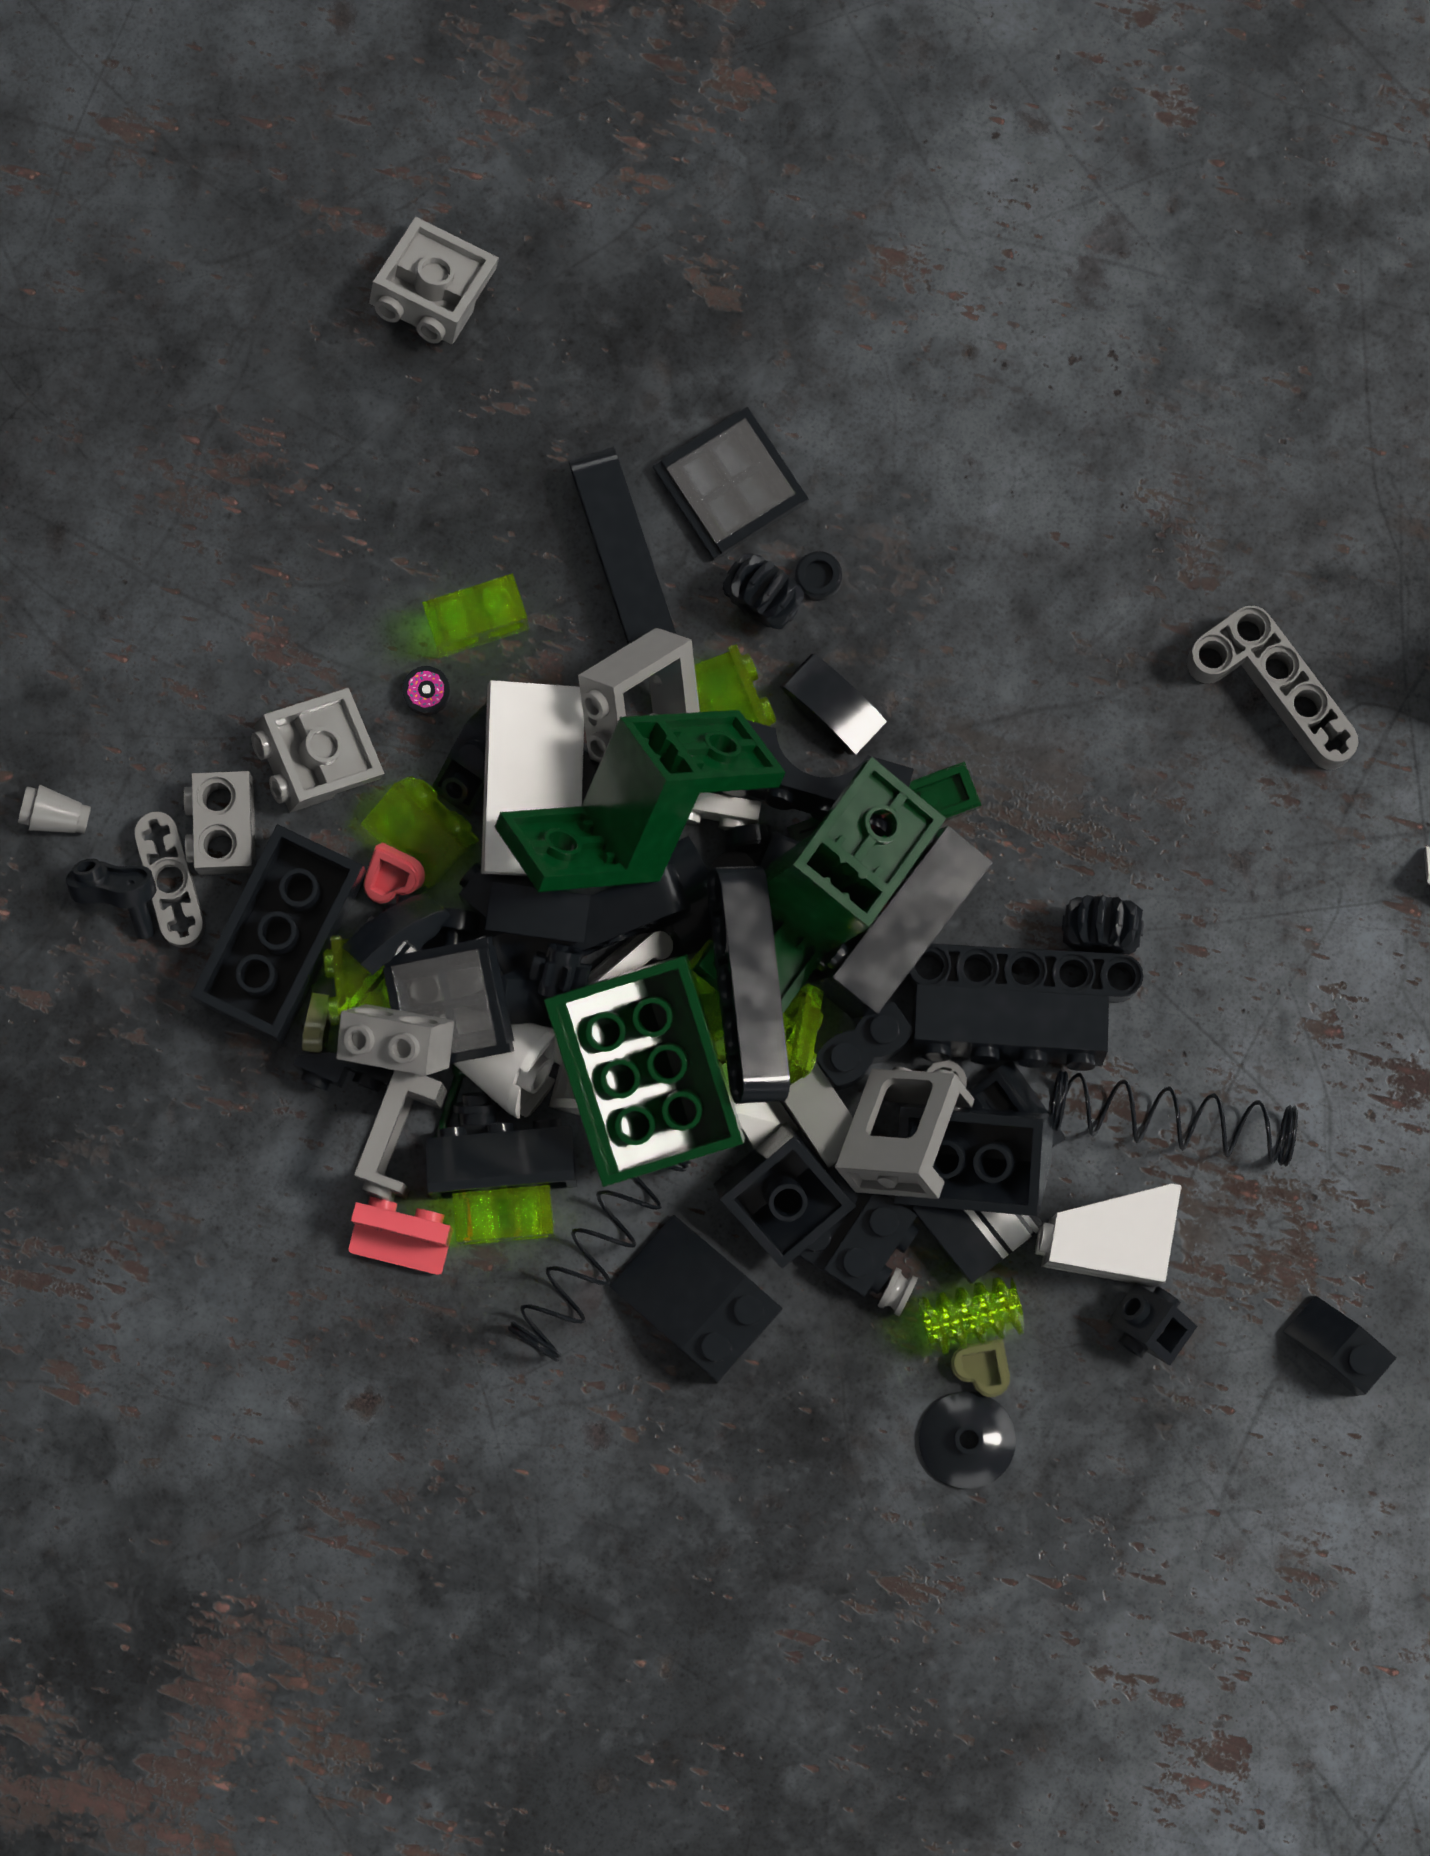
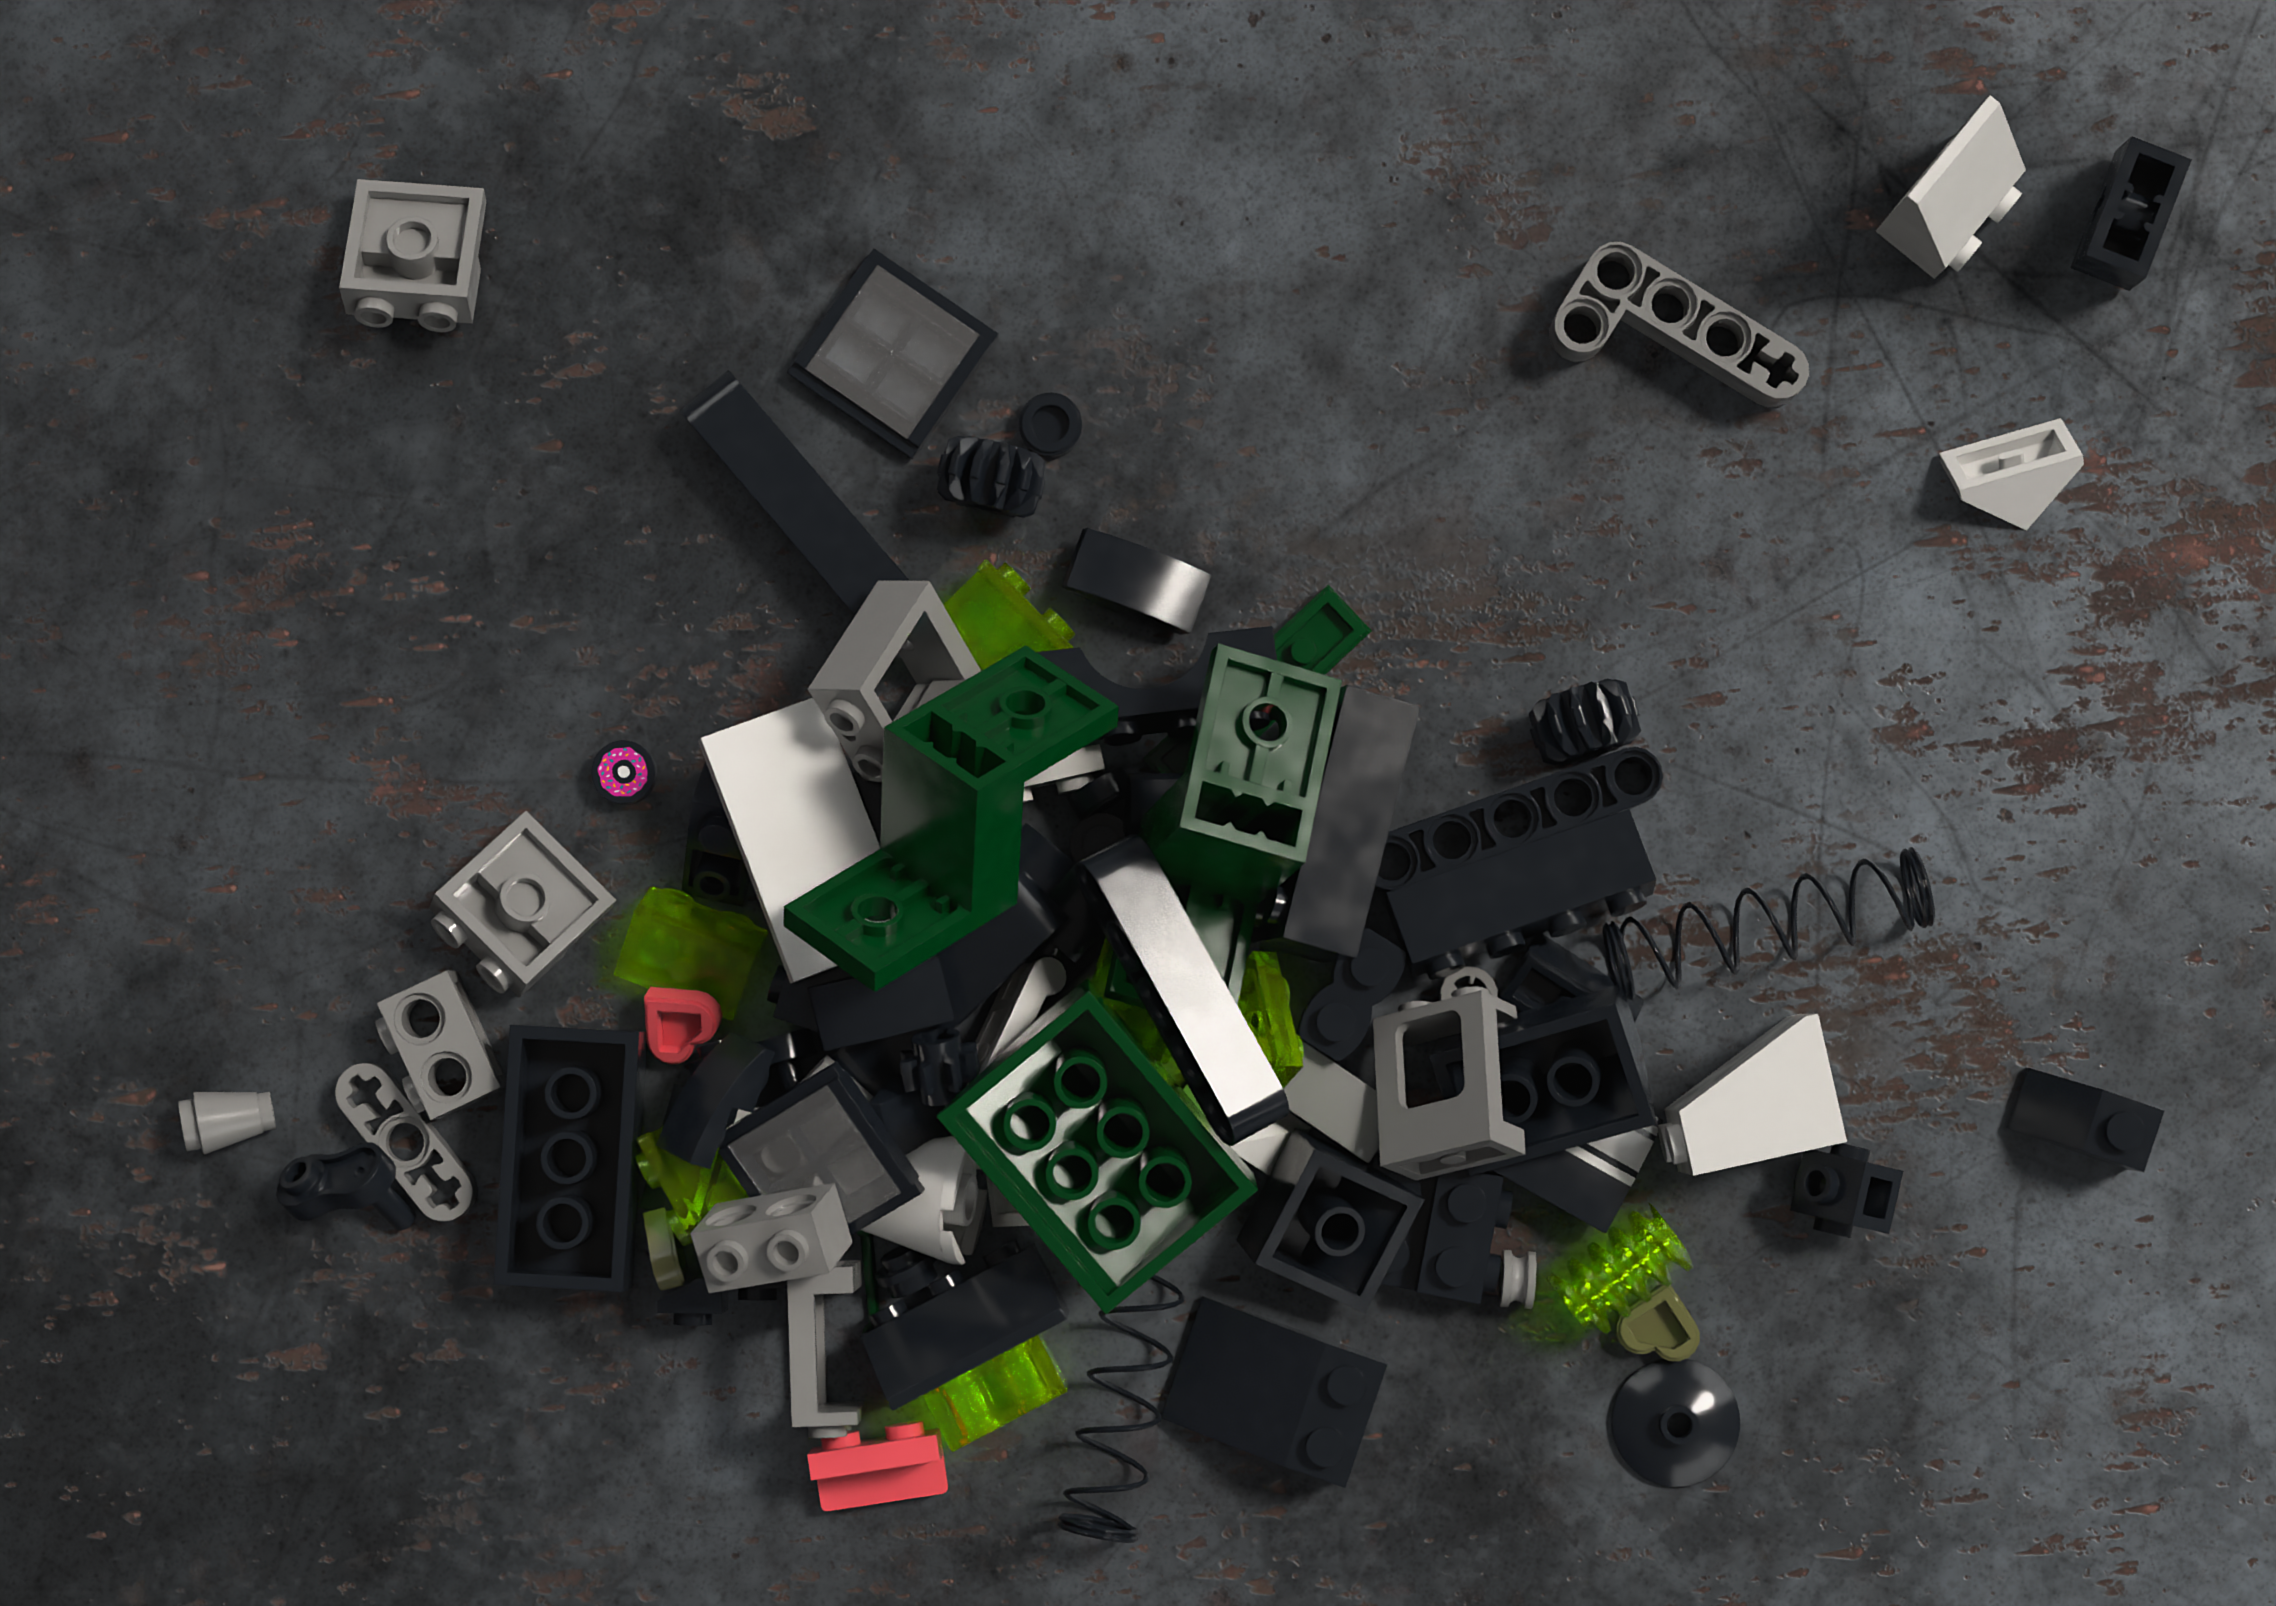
camera: 15 degrees left, 5 degrees up
(476, 615) = (646, 655): clear neon green brick -> none

